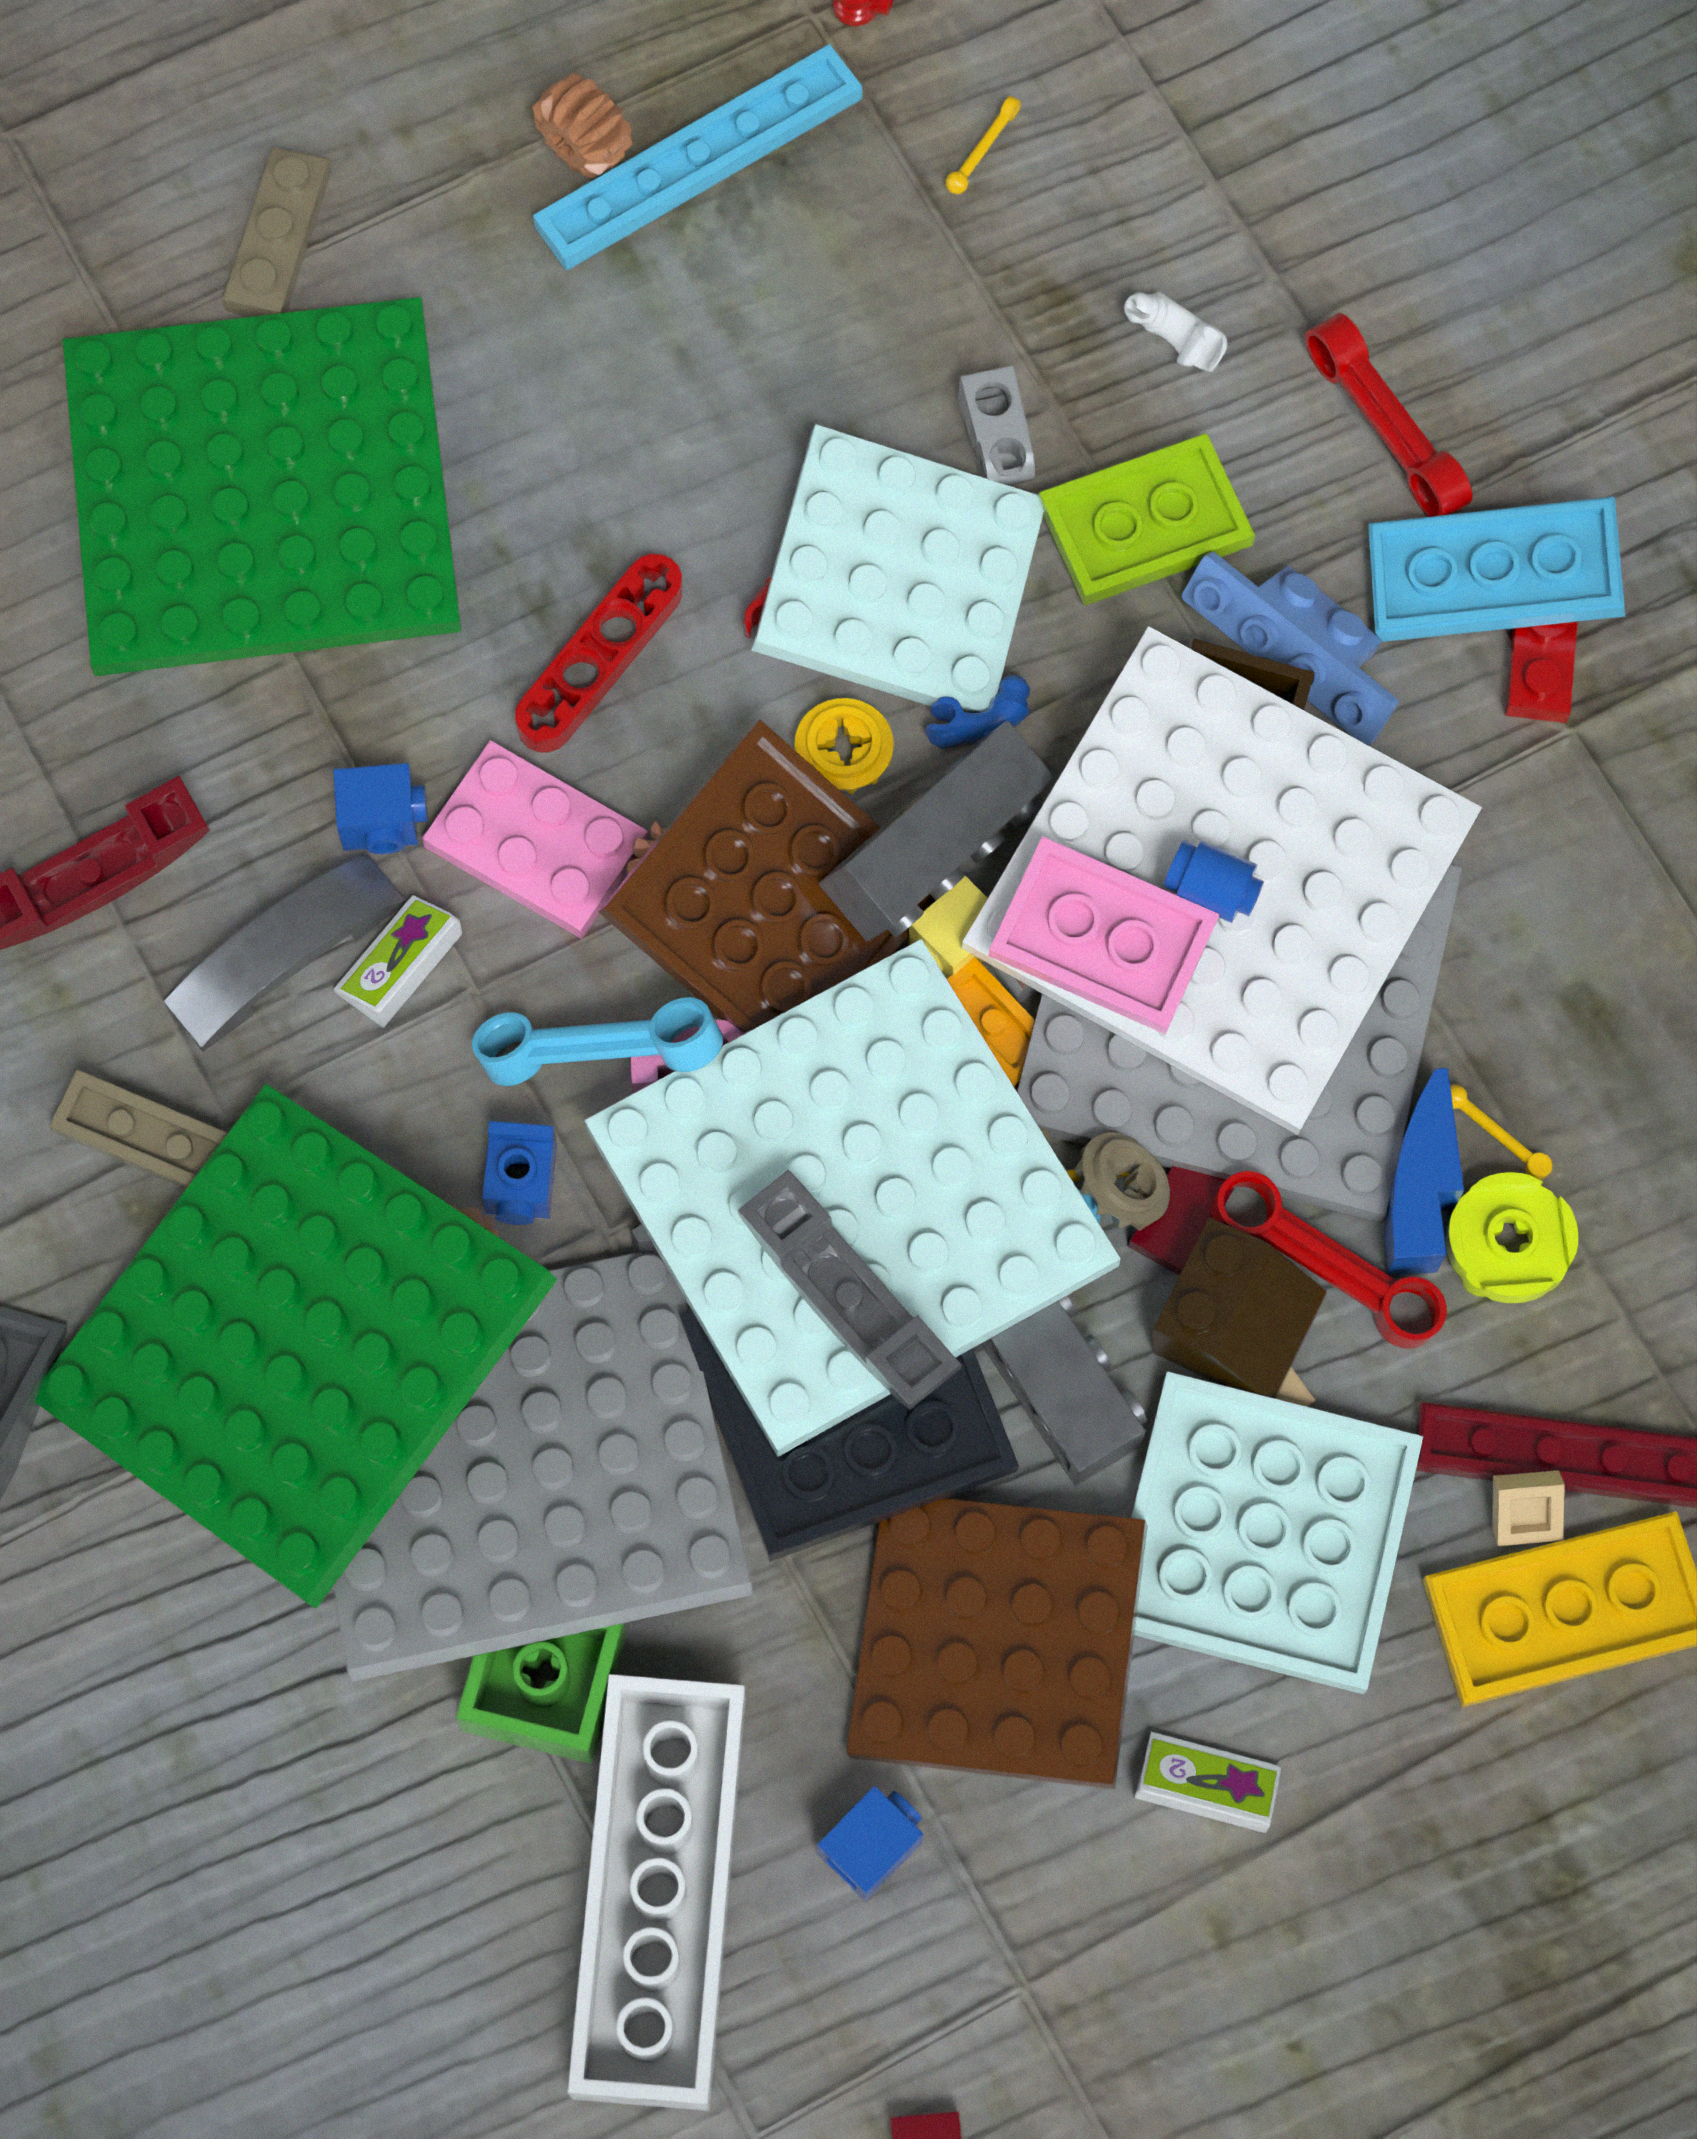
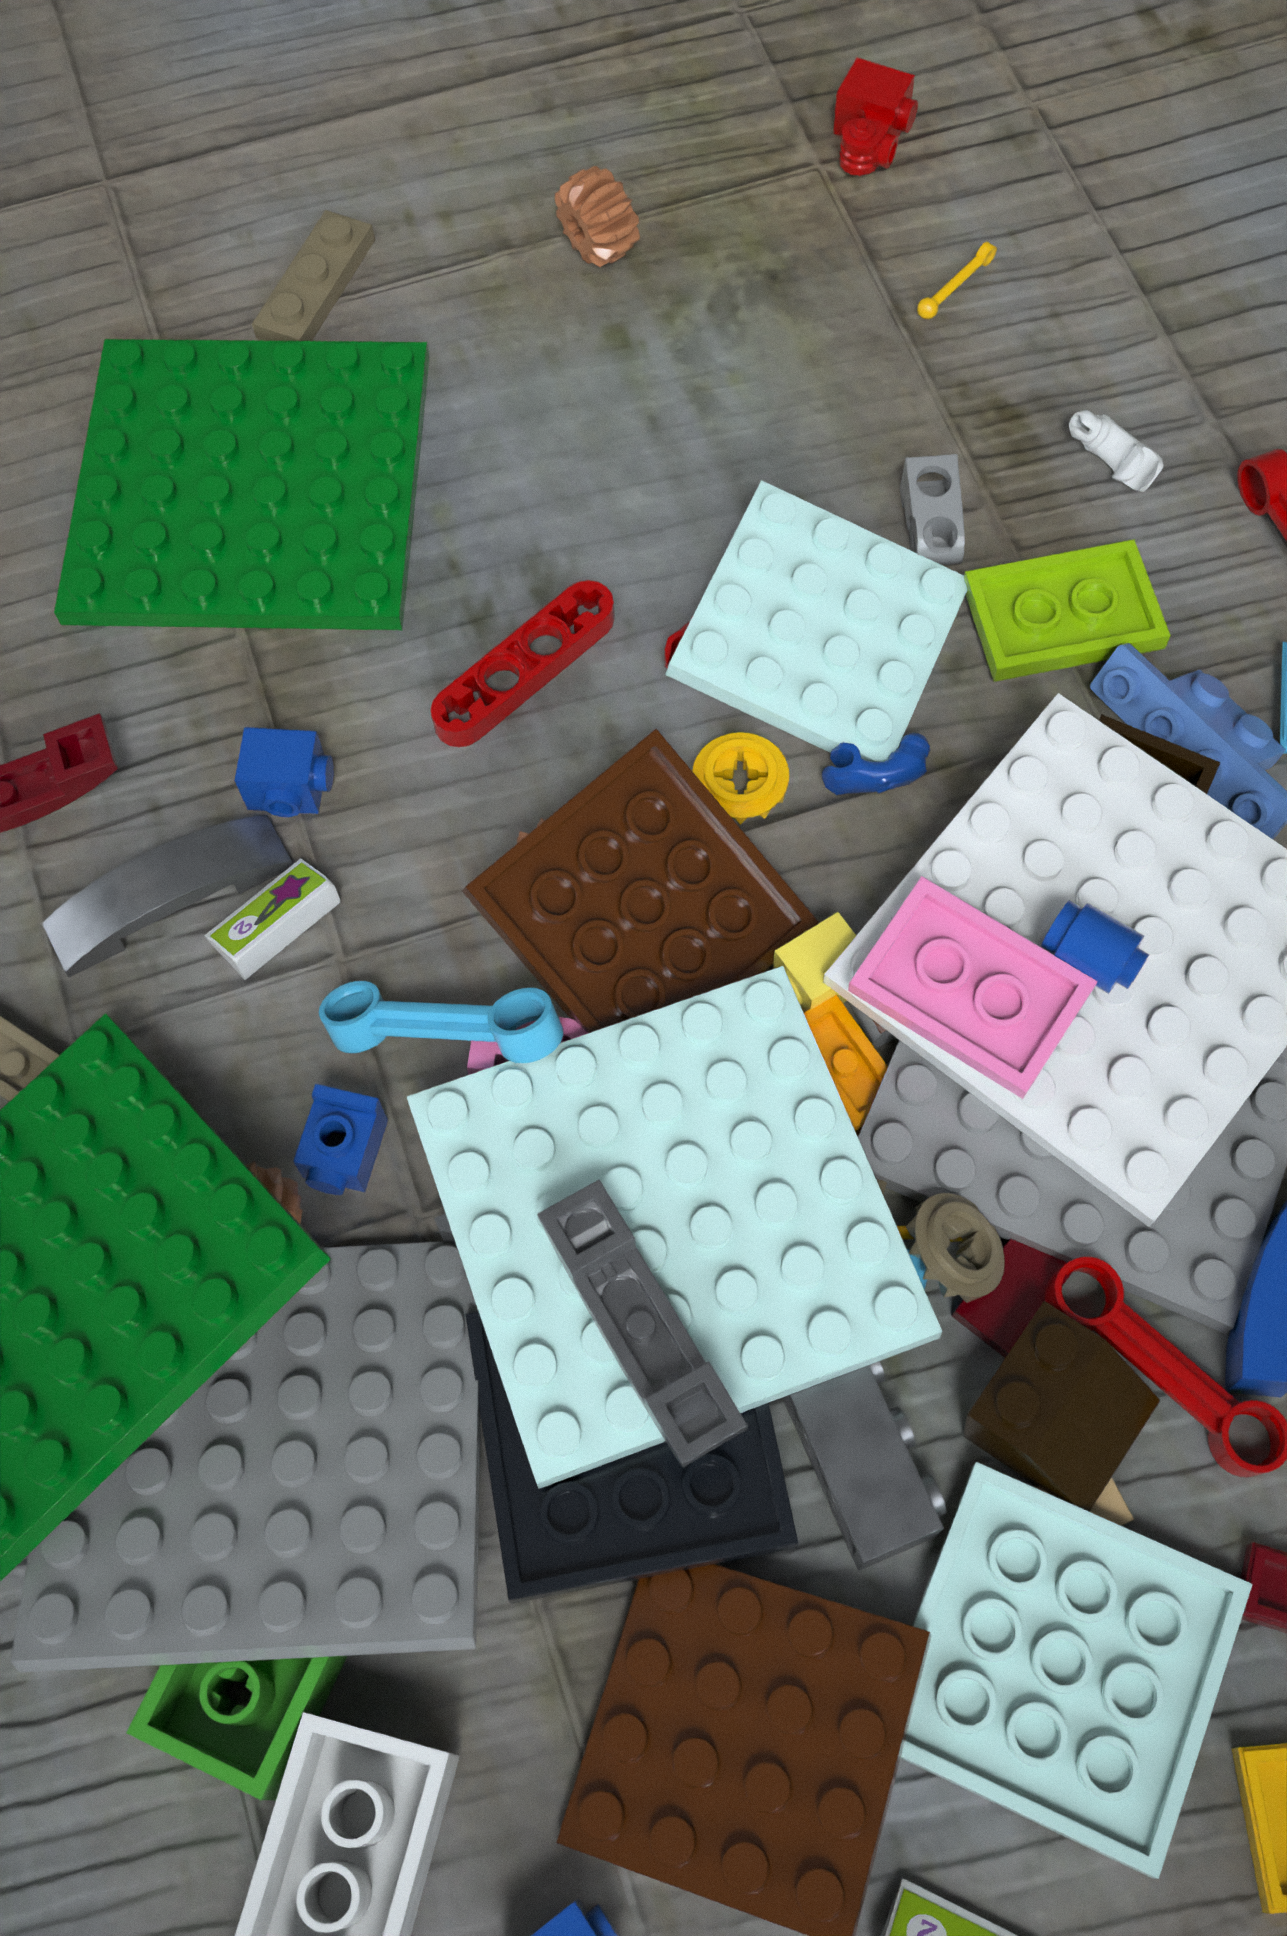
camera: 15 degrees right, 5 degrees down
(534, 839) = (424, 821): bright pink plate -> none
(697, 157) = (696, 258): medium azure plate -> none
(938, 832) = (815, 864): flat silver brick -> none

